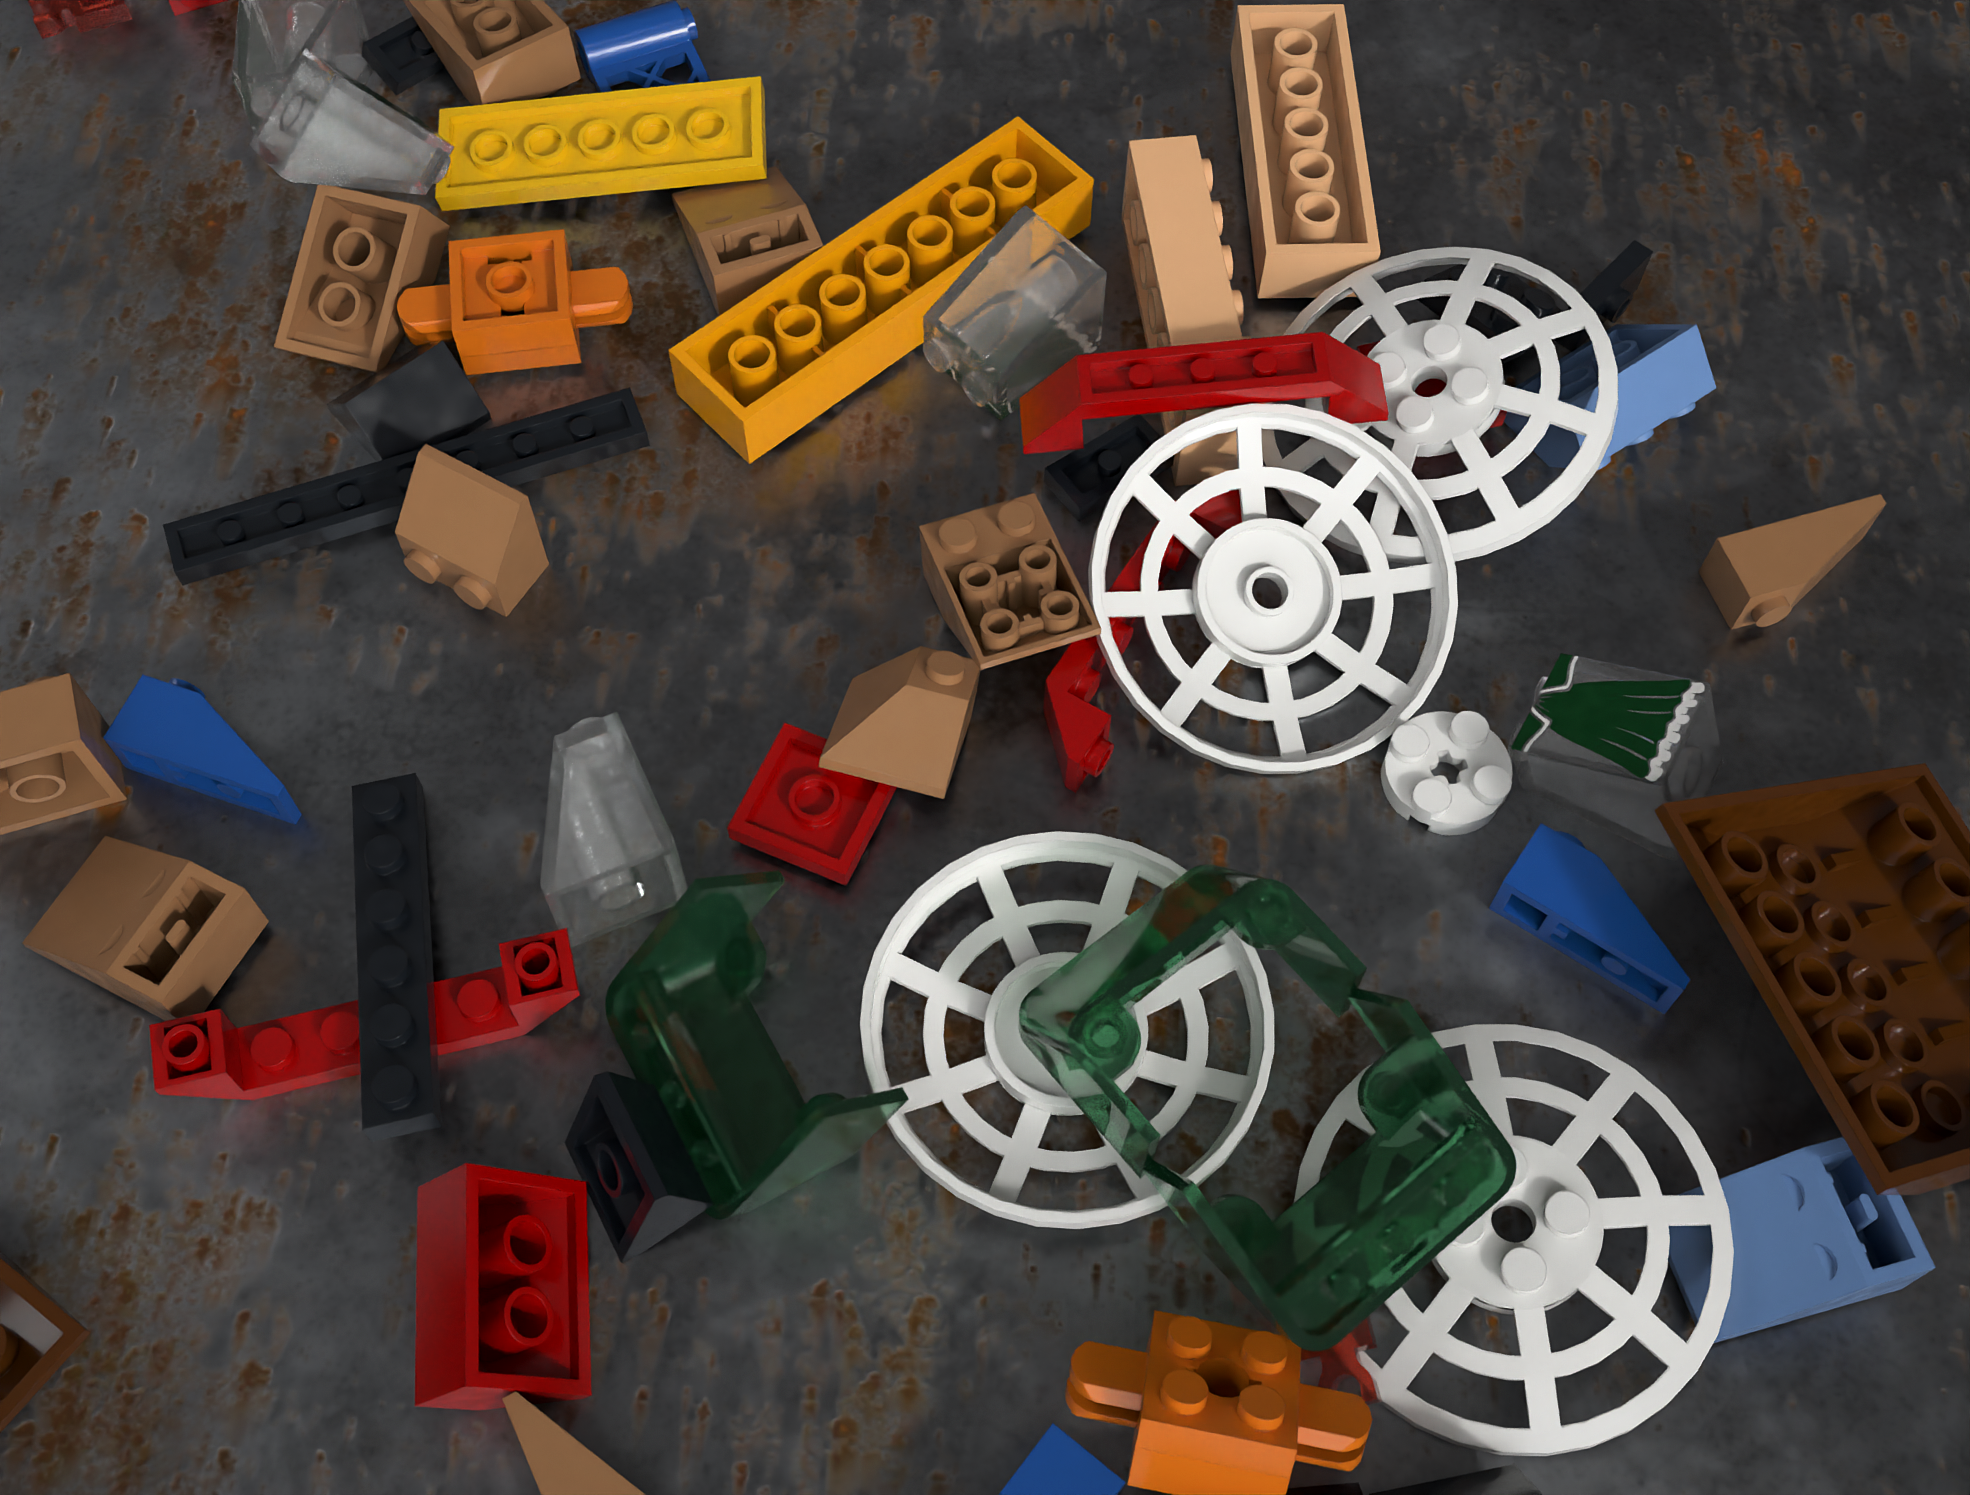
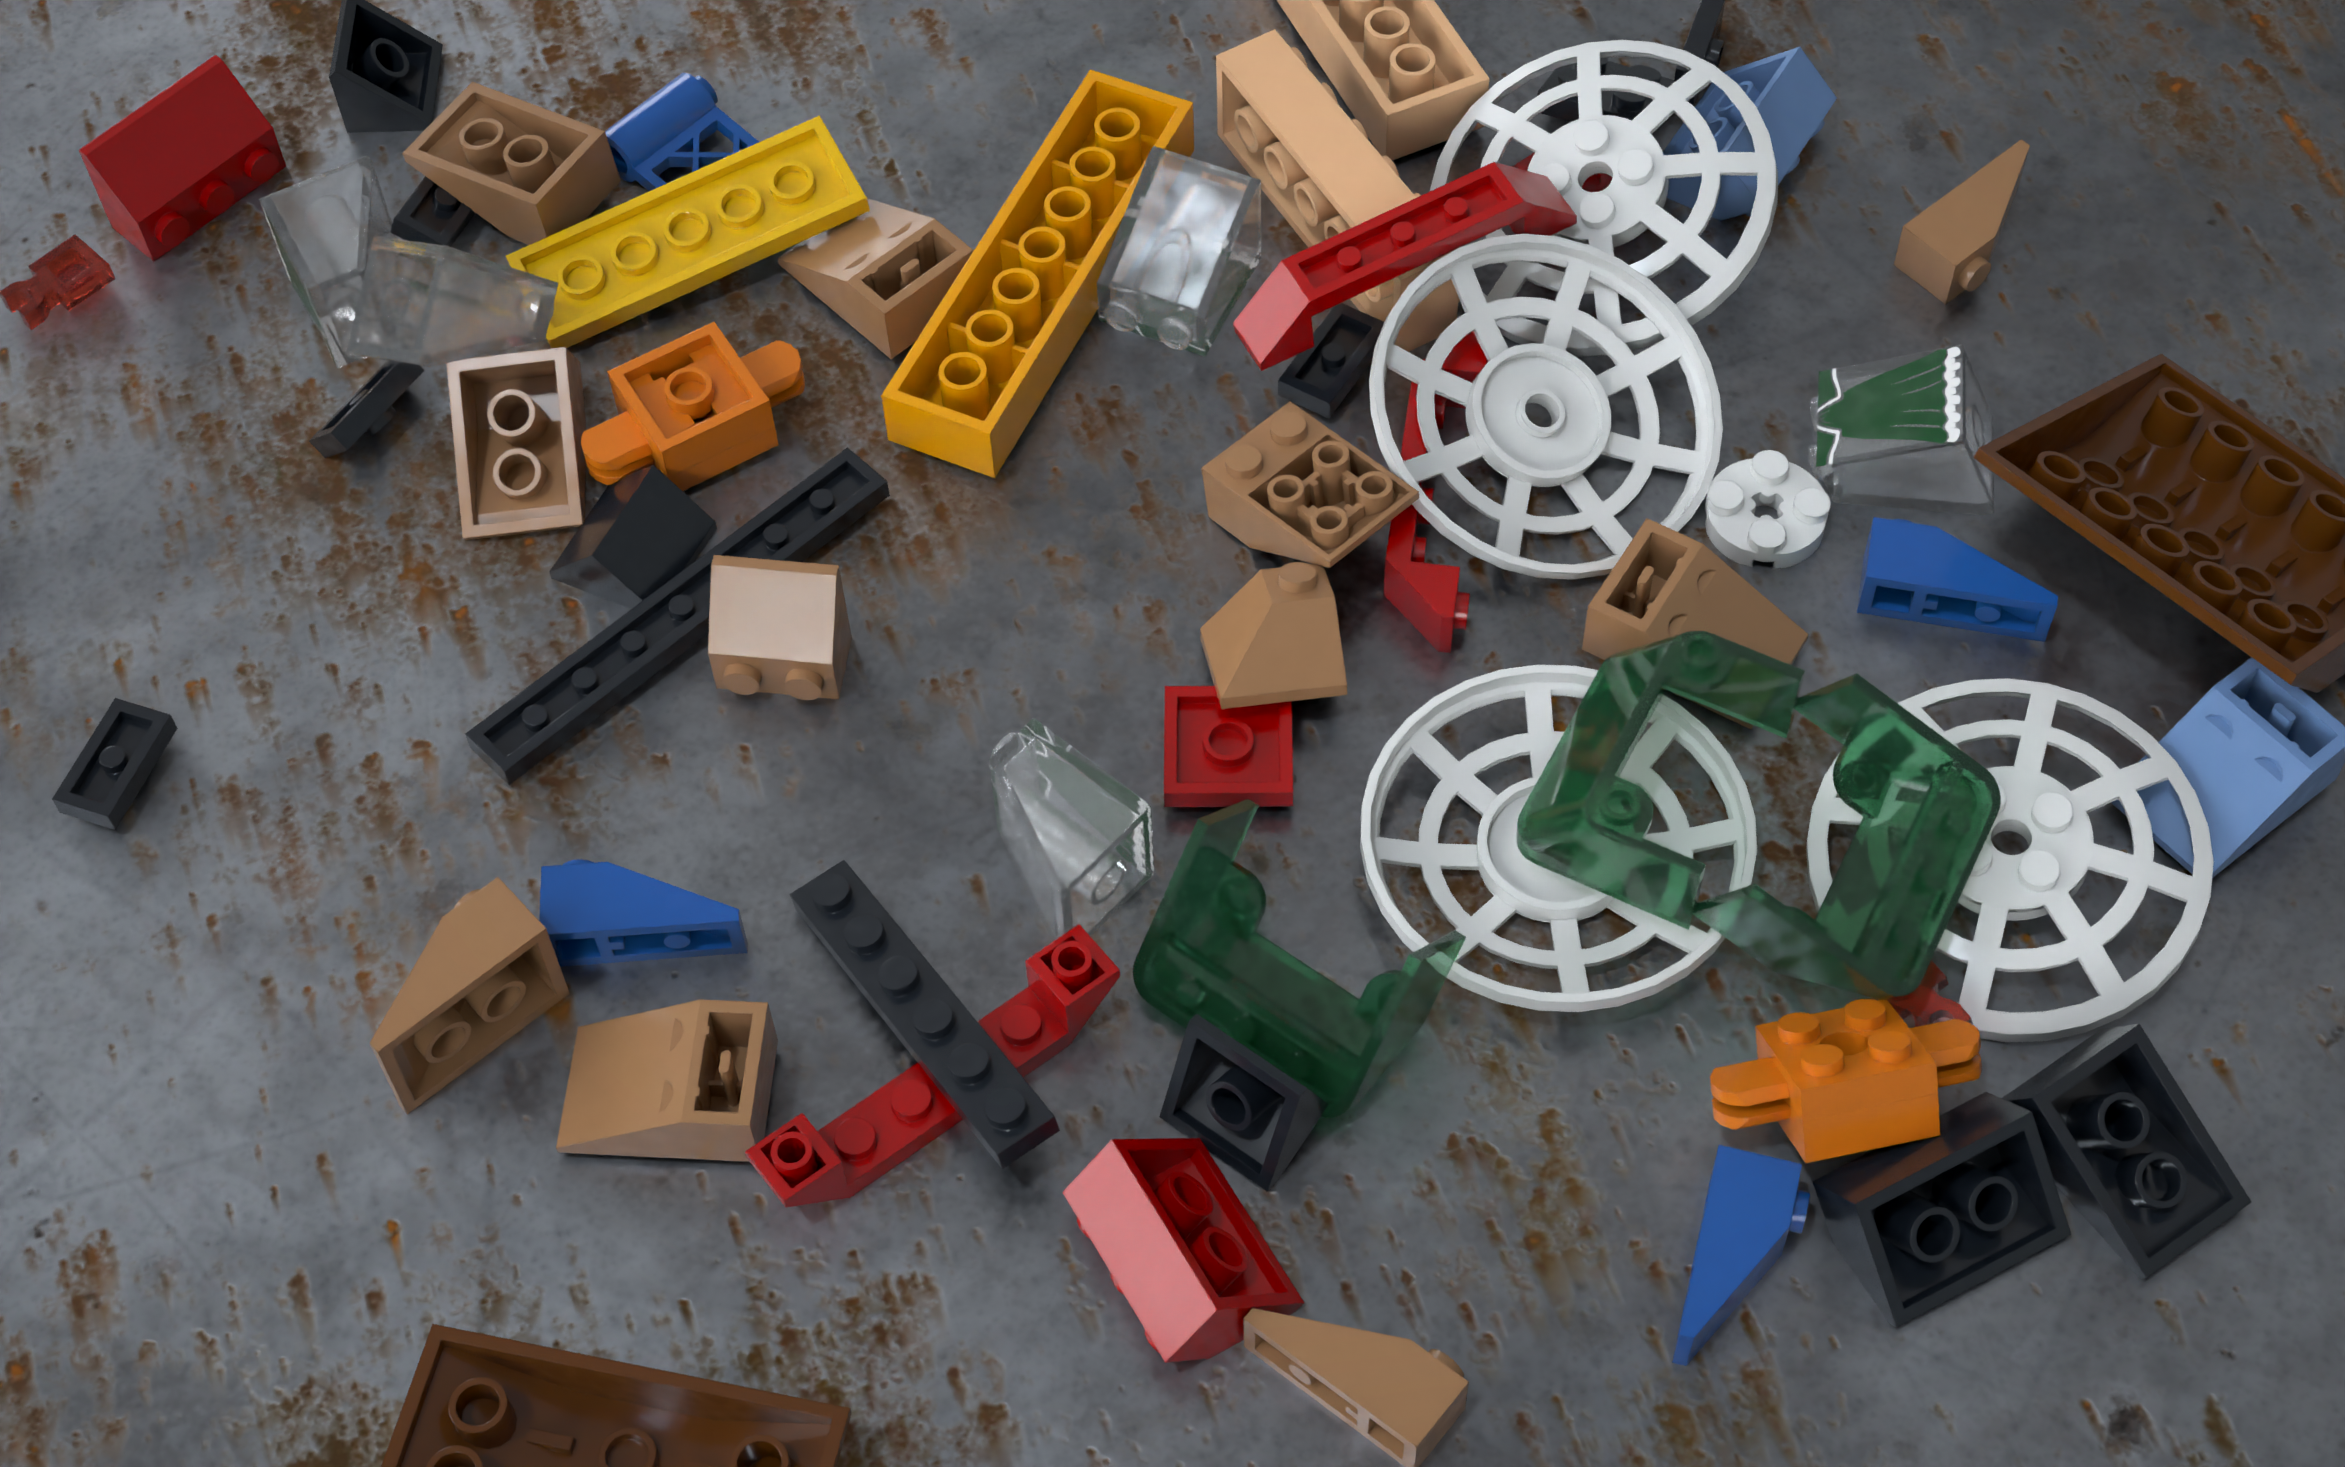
camera: 20 degrees left, 5 degrees down
(257, 204) = (367, 409): none -> black plate
(1312, 833) = (1680, 586): none -> medium nougat slope

